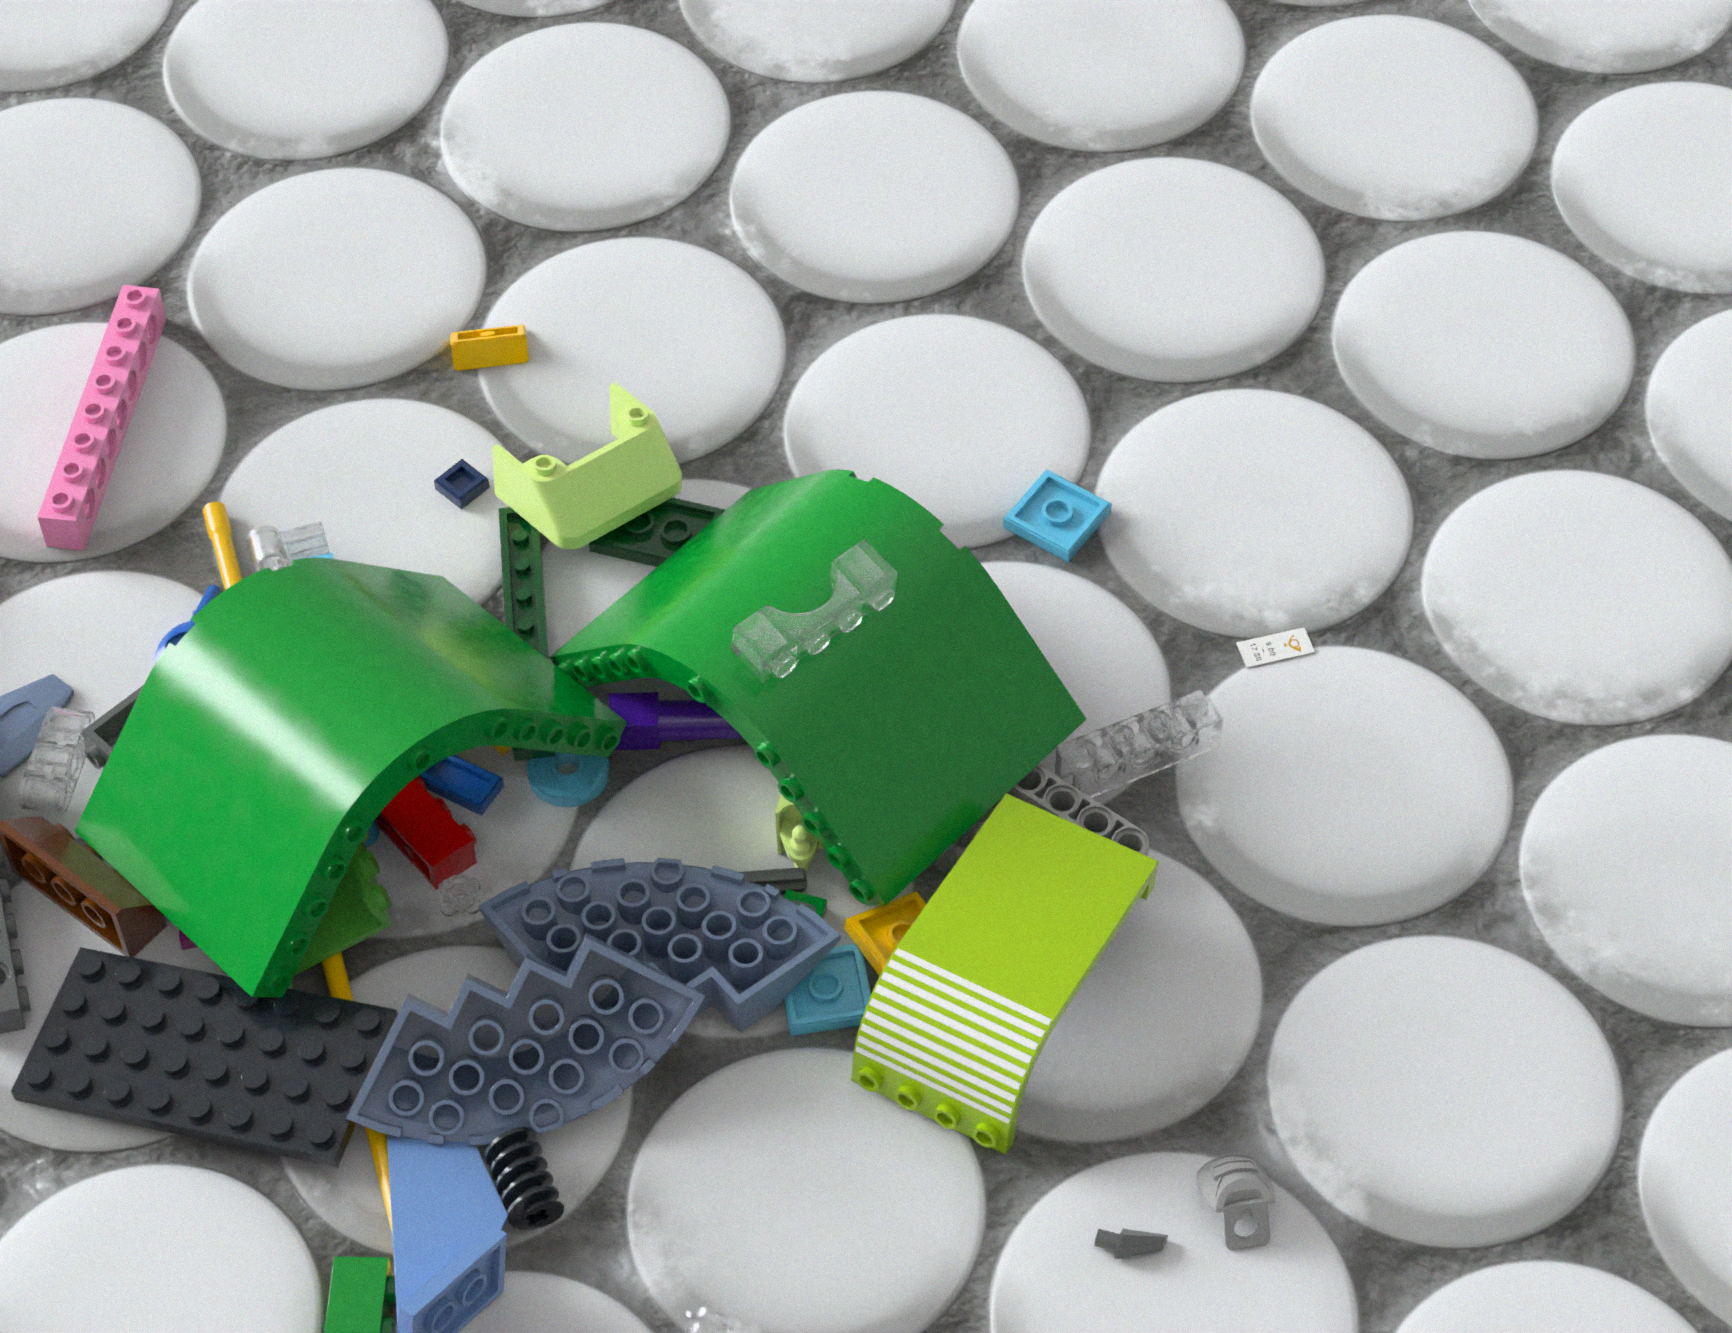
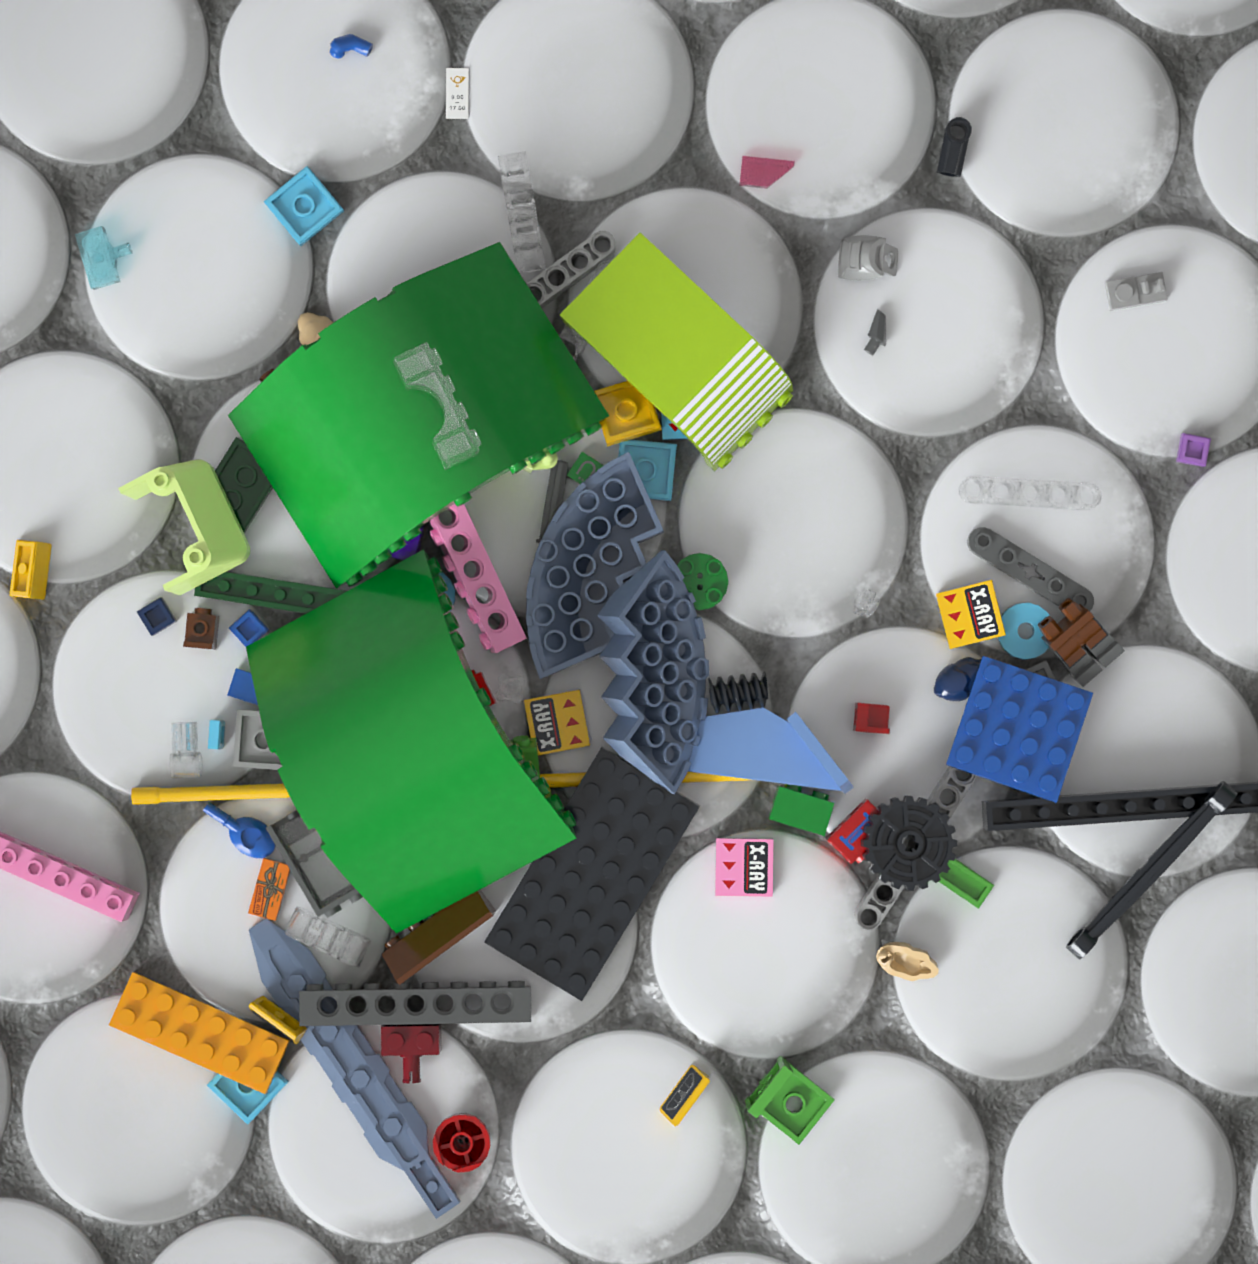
camera: 70 degrees left, 35 degrees up
(107, 682) = (269, 889): none -> orange tile
(255, 1262) = (744, 867): none -> tile
(422, 962) = (557, 722): none -> tile
(454, 529) = (209, 637): none -> reddish brown brick
(473, 580) = (249, 628): none -> blue tile
(616, 814) = (509, 630): none -> bright pink brick
(666, 1088) = (713, 580): none -> green plate
(913, 326) = (100, 257): none -> clear light blue plate
(1284, 502) = (349, 42): none -> blue arm
(1314, 1032) = (762, 171): none -> clear pink tile
(1449, 1273) = (953, 149): none -> black piece

